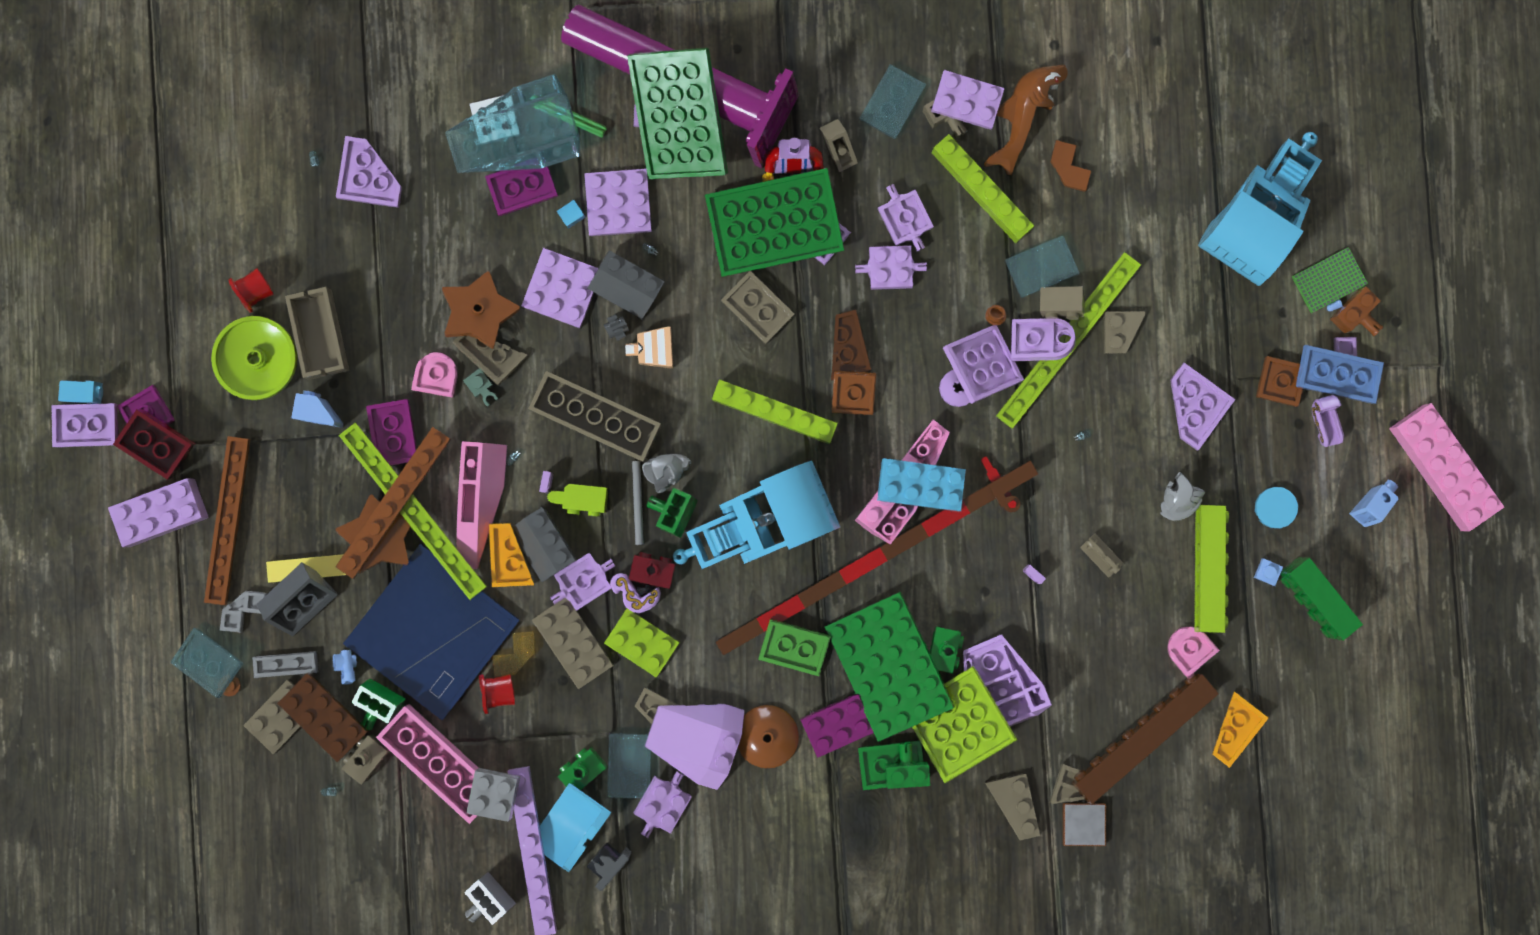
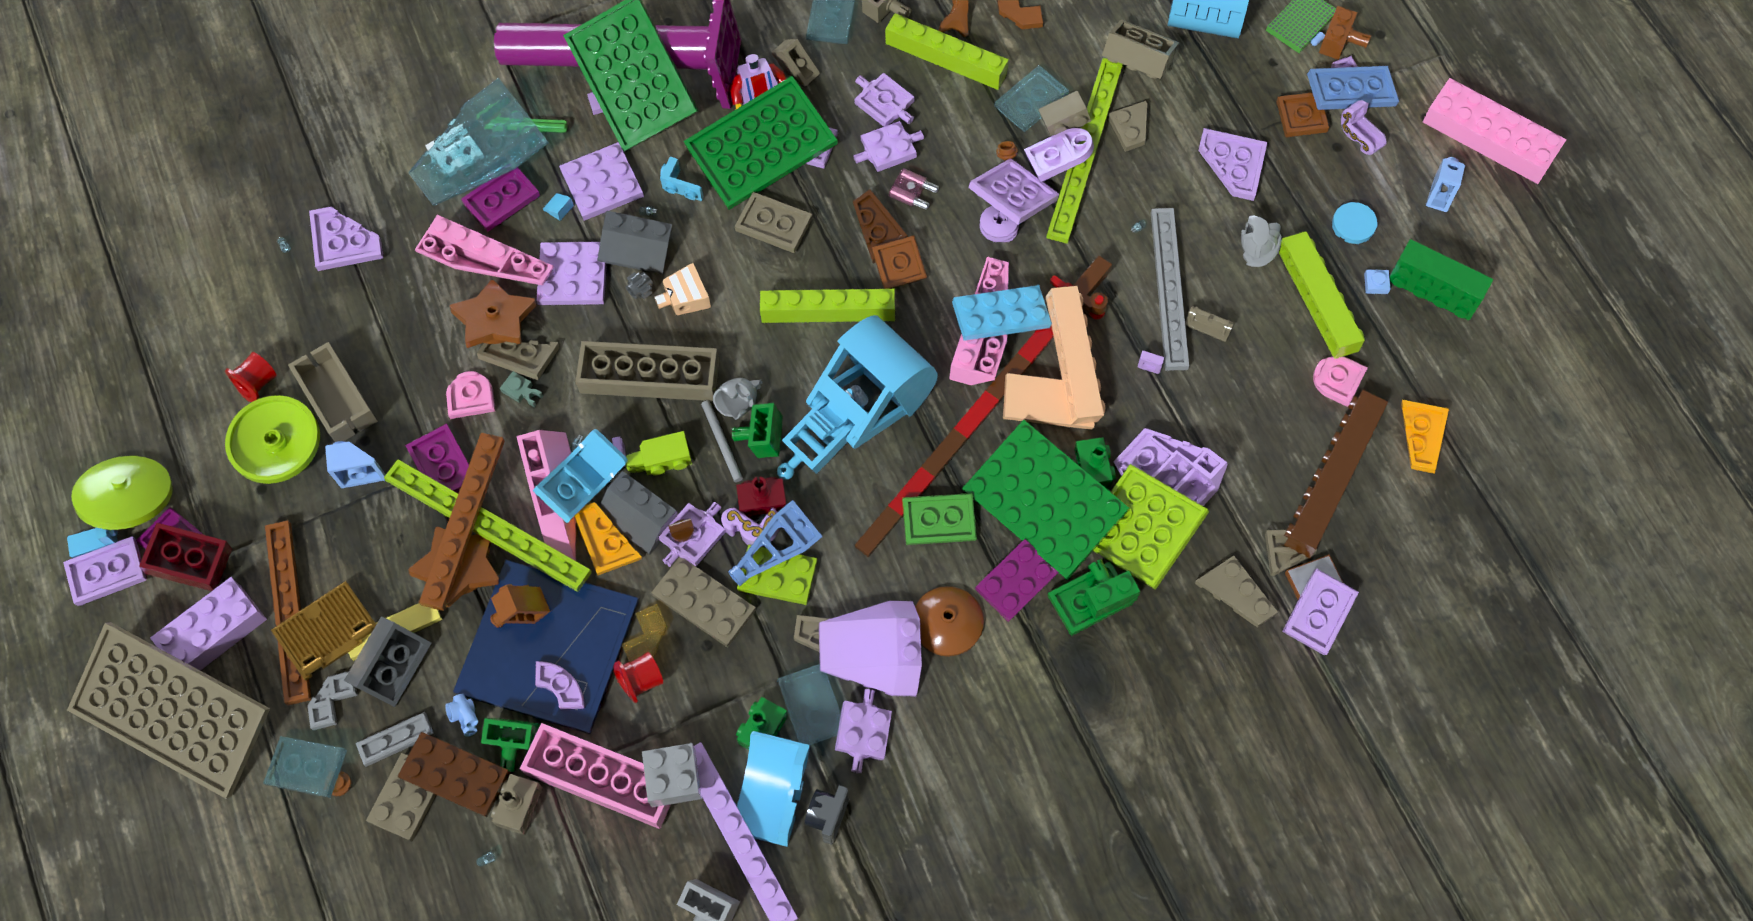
camera: 20 degrees left, 20 degrees down
(108, 575) = (168, 709): none -> dark tan plate
(114, 361) = (122, 492): none -> lime dish
(253, 551) = (324, 630): none -> pearl gold window
(417, 598) = (518, 605): none -> dark orange brick
(432, 673) = (561, 684): none -> lavender tile
(483, 244) = (479, 254): none -> bright pink wedge
(502, 500) = (581, 475): none -> medium azure bracket
(574, 579) = (682, 530): none -> reddish brown plate
(671, 612) = (798, 528): none -> medium blue plate
(681, 220) = (672, 185): none -> medium azure bracket
(893, 317) = (909, 187): none -> clear pink piece
(930, 578) = (1037, 401): none -> light nougat tile
(968, 549) = (1075, 355): none -> light nougat brick
(1074, 850) = (1320, 611): none -> lavender tile
(1082, 509) = (1169, 289): none -> light grey plate
(1161, 261) = (1140, 49): none -> dark tan brick

